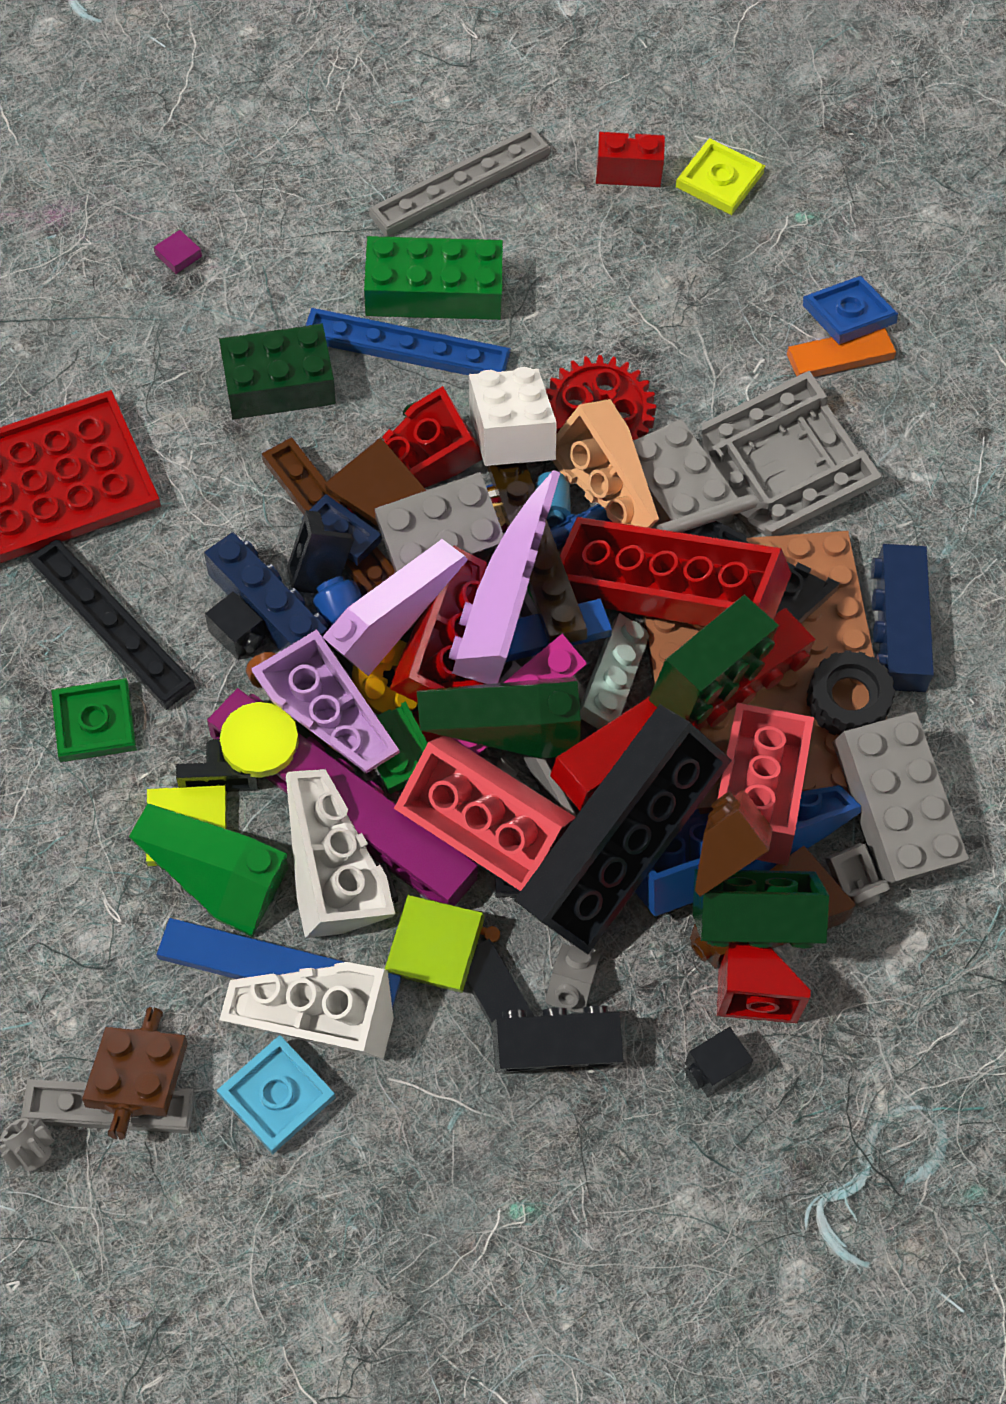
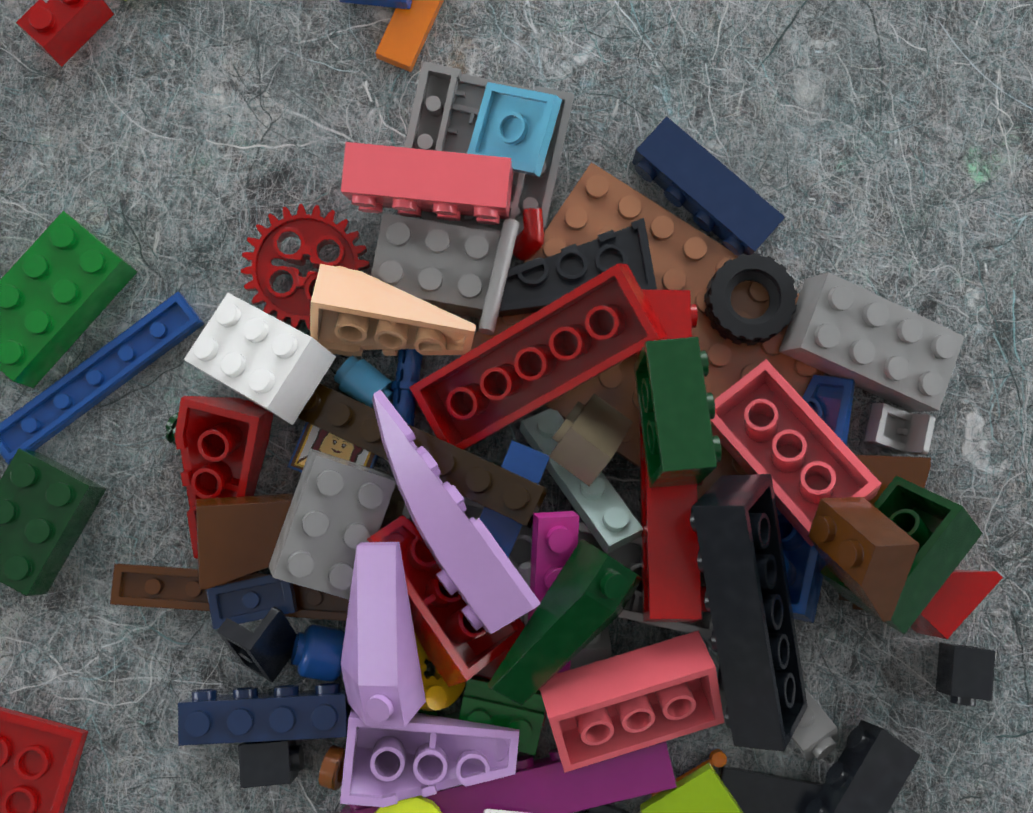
camera: 50 degrees left, 20 degrees up
(642, 647) = (589, 438): none -> dark tan brick
(729, 426) = (428, 182): none -> coral brick
(756, 526) = (532, 236): none -> red arm
(818, 455) = (515, 126): none -> medium azure plate

